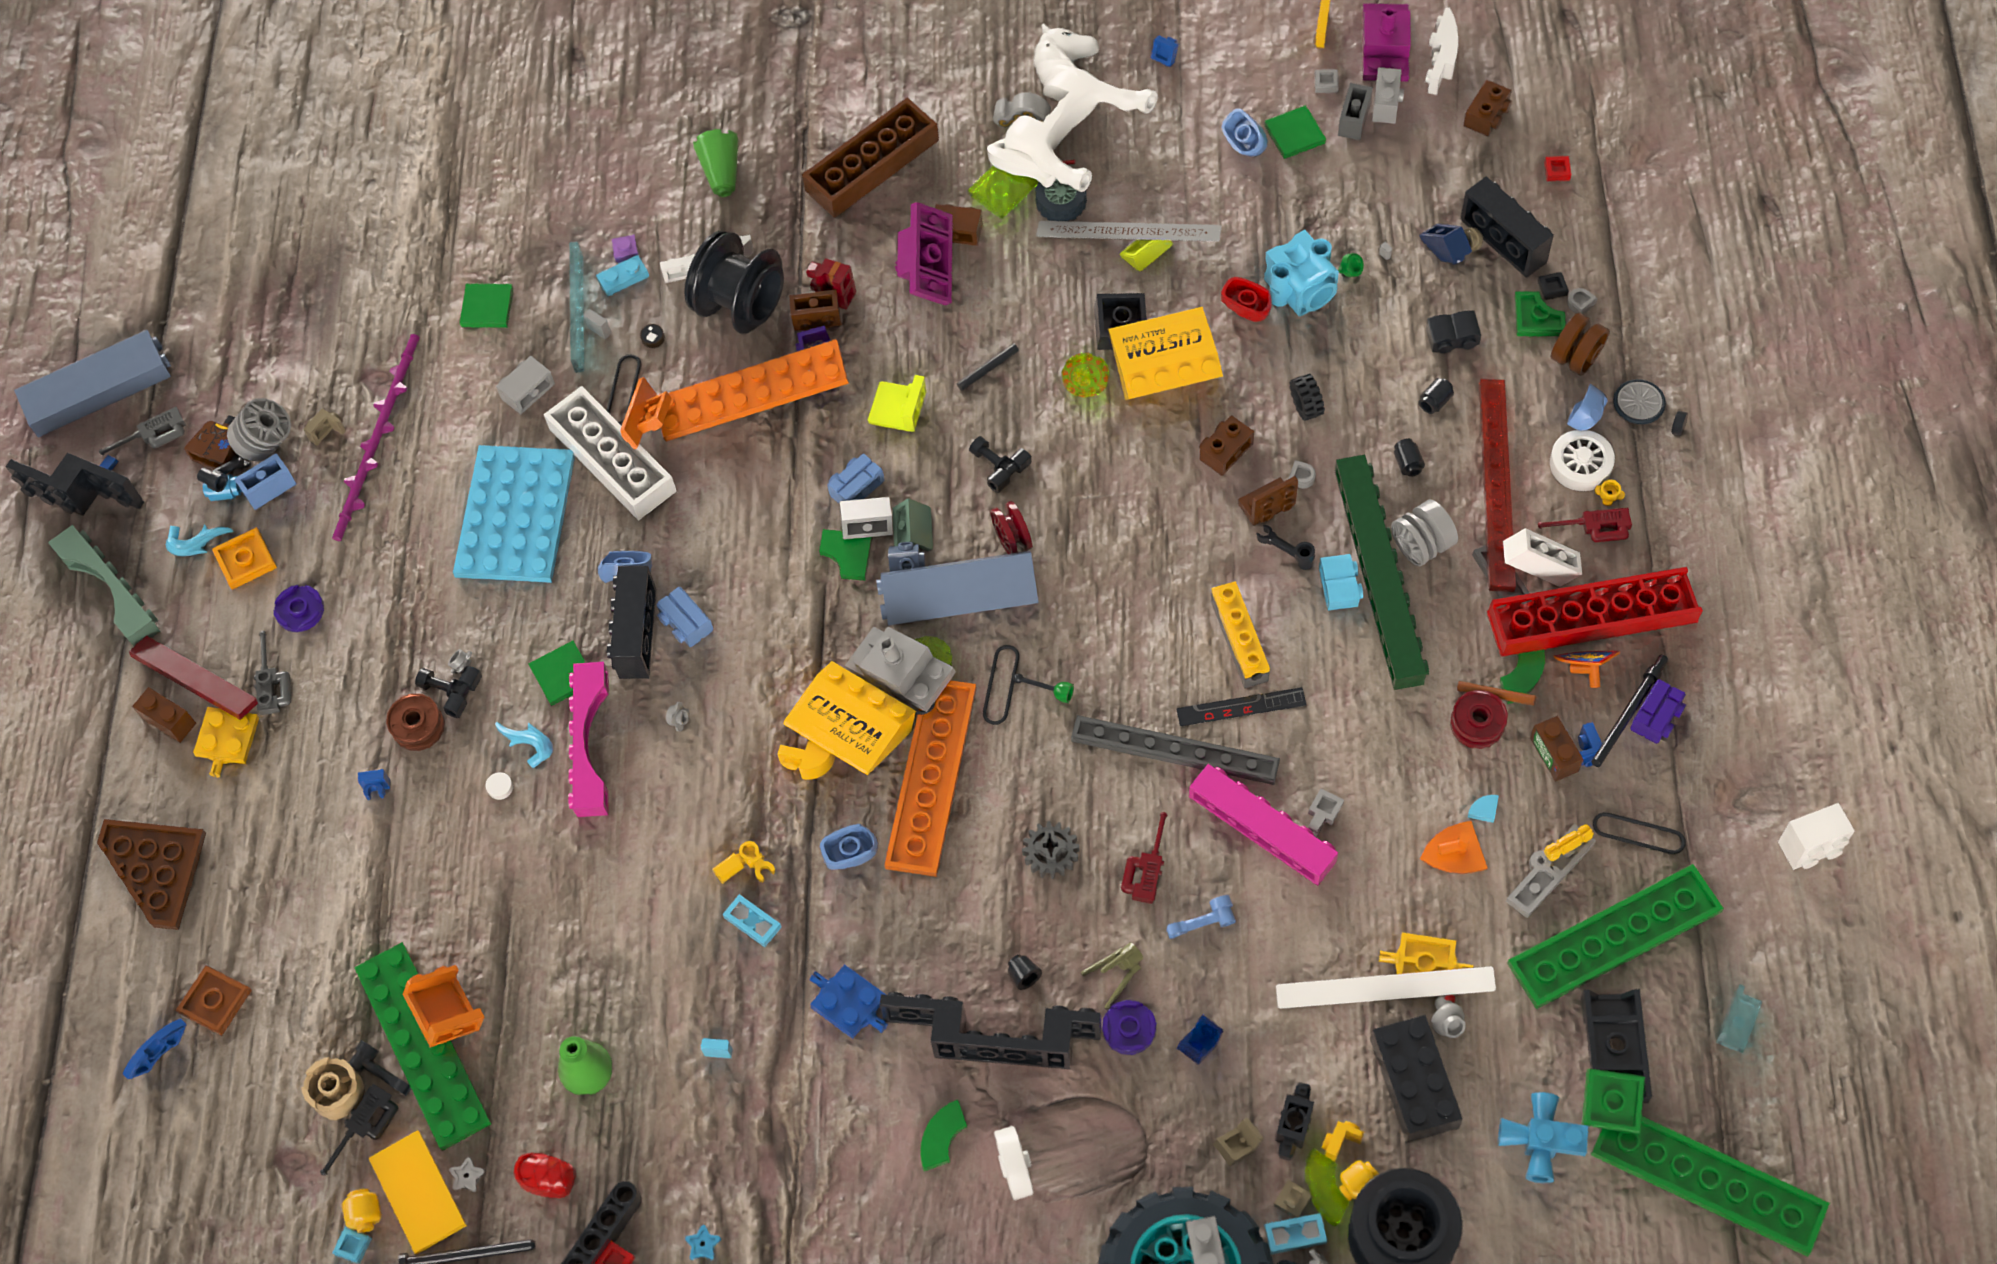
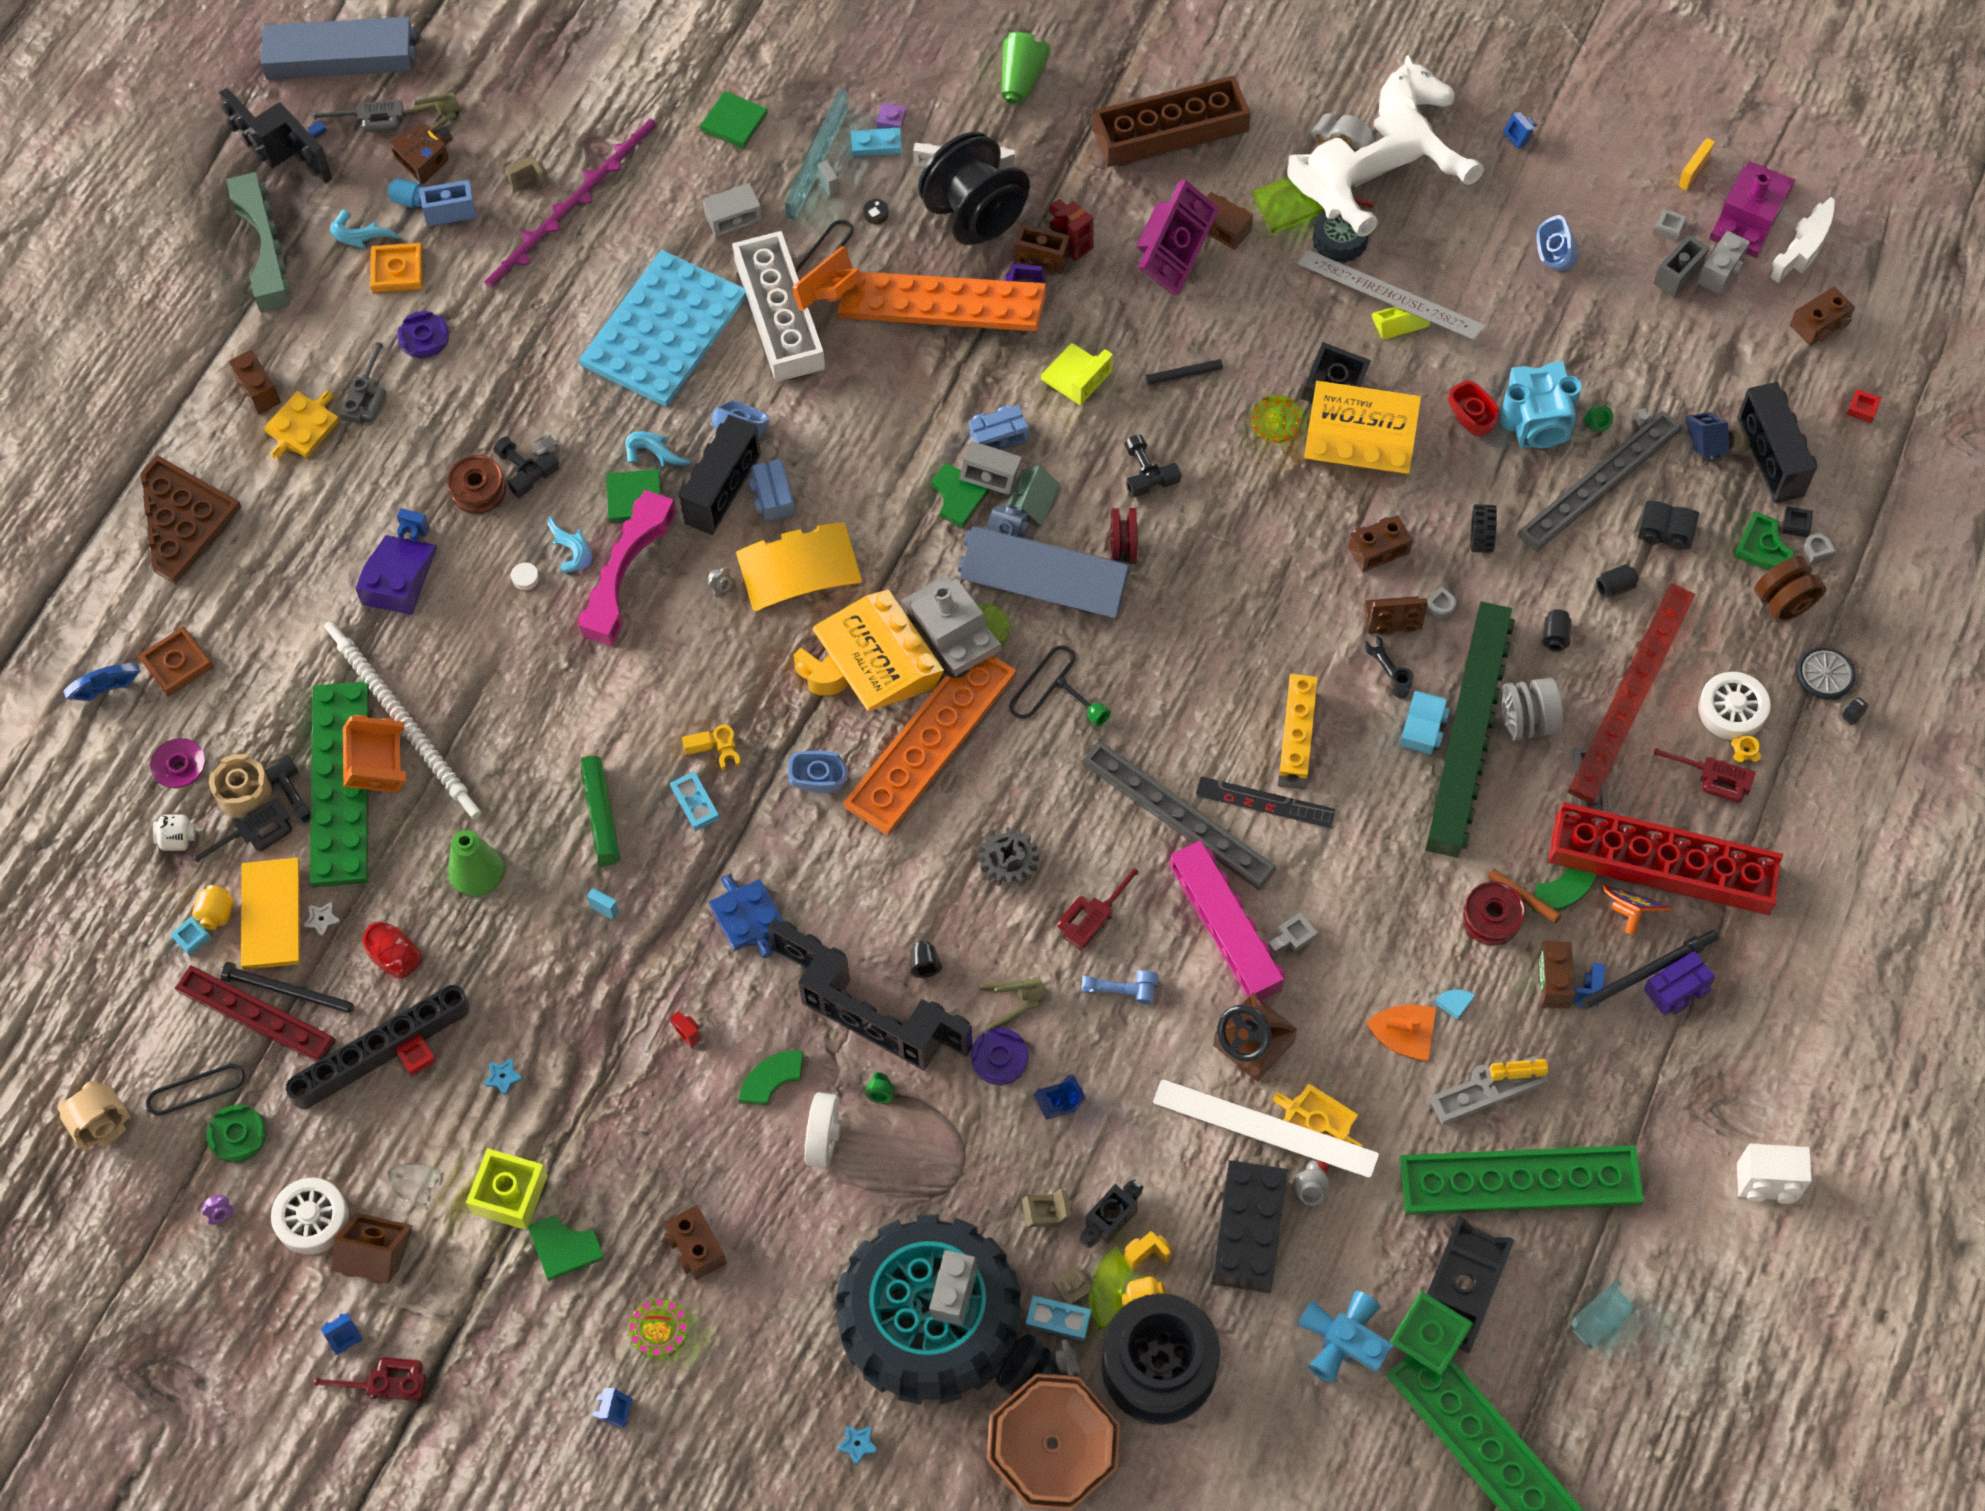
camera: 20 degrees right, 0 degrees up
(193, 677) = (297, 358): tile -> none
(217, 395) = (445, 104): none -> olive plant
(217, 479) = (404, 182): black brick -> none
(254, 1085) = (176, 753): none -> magenta dish
(259, 429) = (464, 151): light grey wheel -> none
(290, 1158) = (173, 832): none -> white head
(368, 919) = (376, 685): none -> white hose
(380, 834) = (395, 574): none -> dark purple slope
(558, 618) = (653, 443): none -> medium azure piece
(671, 967) = (599, 811): none -> green brick
(740, 673) = (798, 565): none -> yellow panel
(845, 1126) = (685, 1028): none -> red plate
(1042, 1103) = (880, 1089): none -> green tile
(1295, 132) = (1611, 263): green tile -> none
(1337, 913) = (1253, 1036): none -> piece
(1377, 318) = (1599, 481): none -> dark grey tile
(1542, 557) = (1637, 782): white brick -> none
(1589, 410) = (1766, 657): medium blue piece -> none
(1636, 842) = (1626, 1127): black piece -> none

